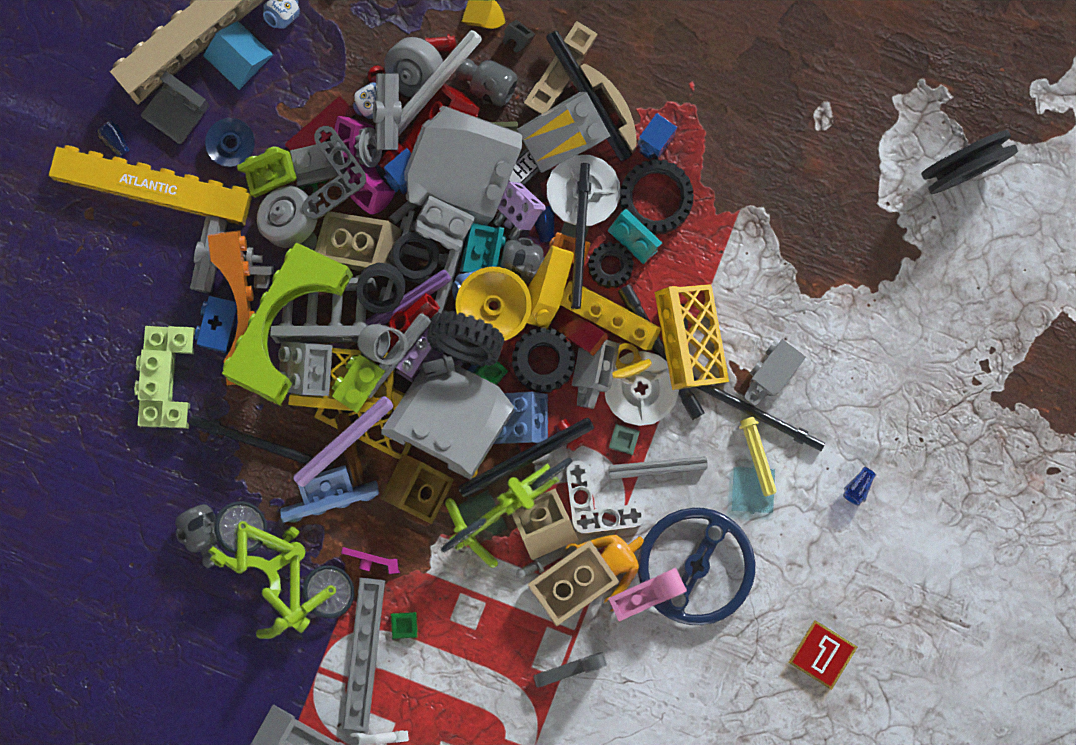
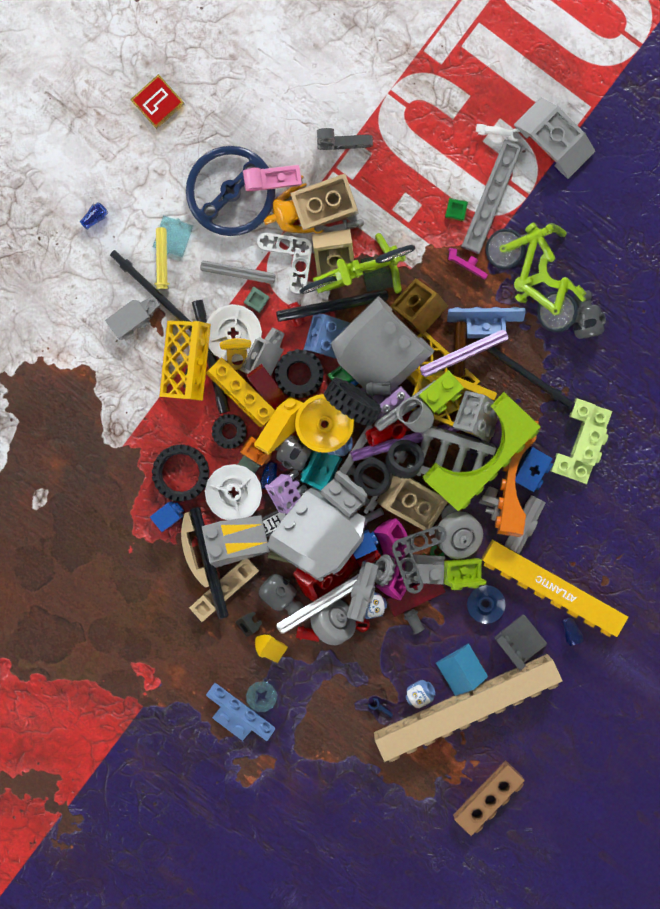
camera: 160 degrees left, 5 degrees up
(314, 97) = (414, 621): none -> dark grey pin
(583, 189) = (233, 492): black bar -> none
(635, 236) = (205, 446): teal bracket -> none

